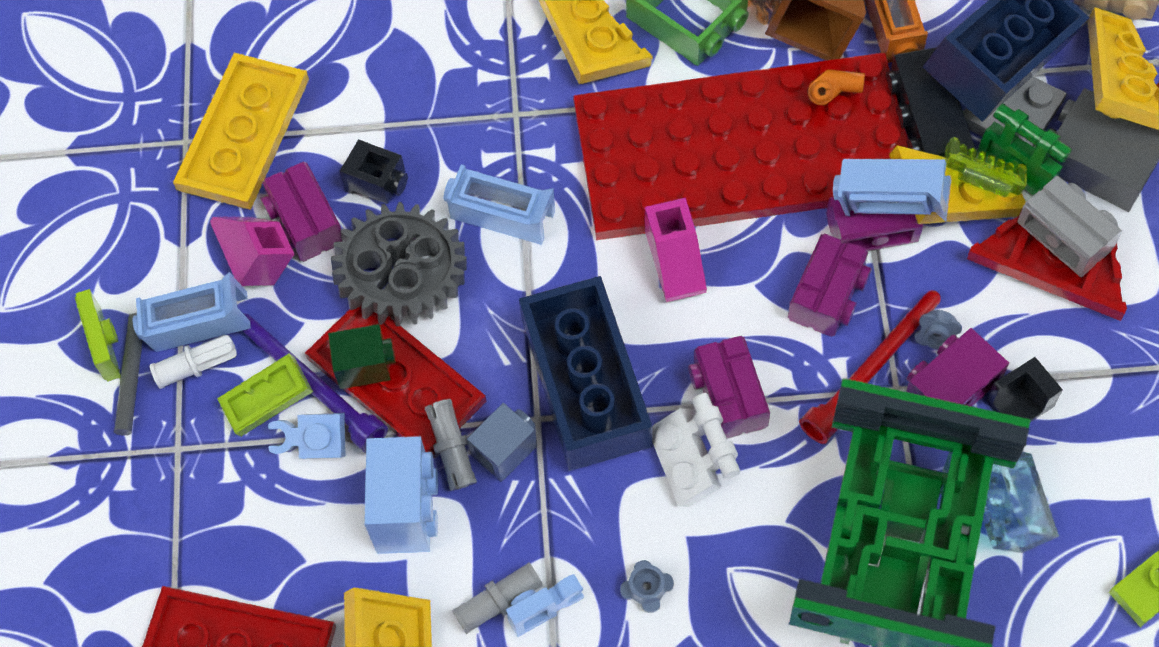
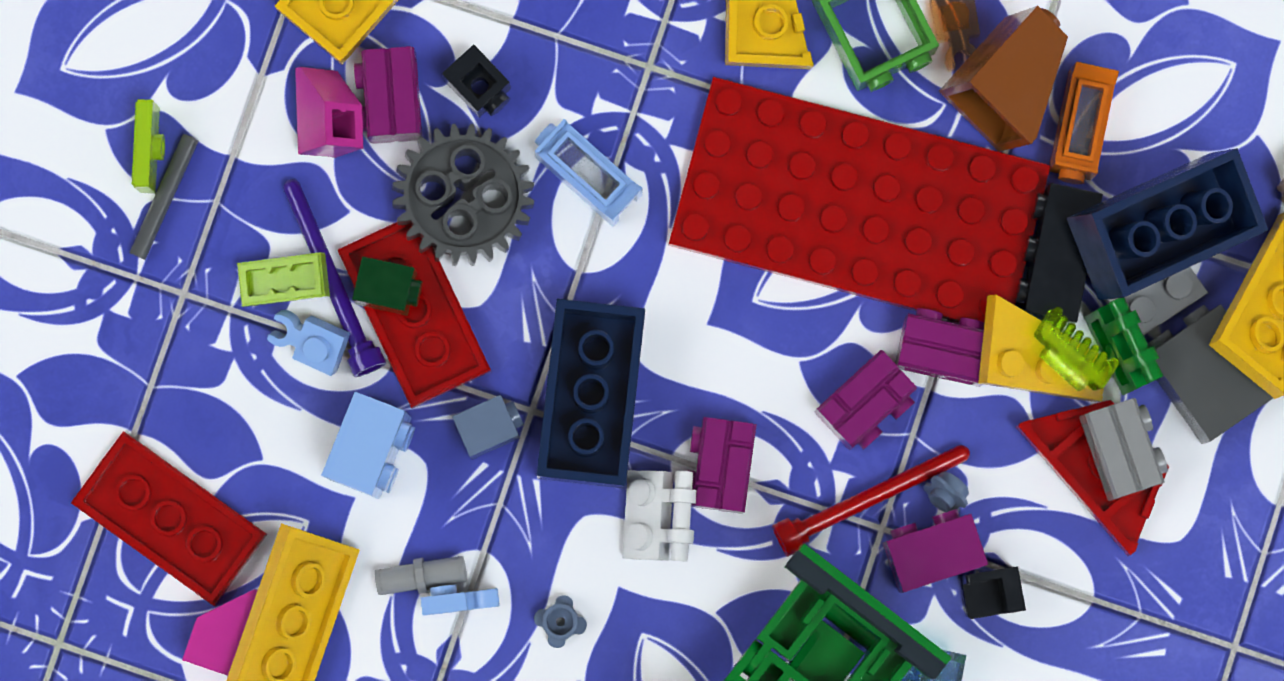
camera: 15 degrees right, 20 degrees up
(191, 314) = (240, 165): light blue window -> none
(193, 361) = (228, 213): white axle -> none
(450, 444) = (437, 409): light grey pin -> none
(675, 249) = (734, 302): dark pink slope -> none
(832, 83) = (975, 186): orange arm -> none
(893, 186) = (965, 345): light blue window -> none

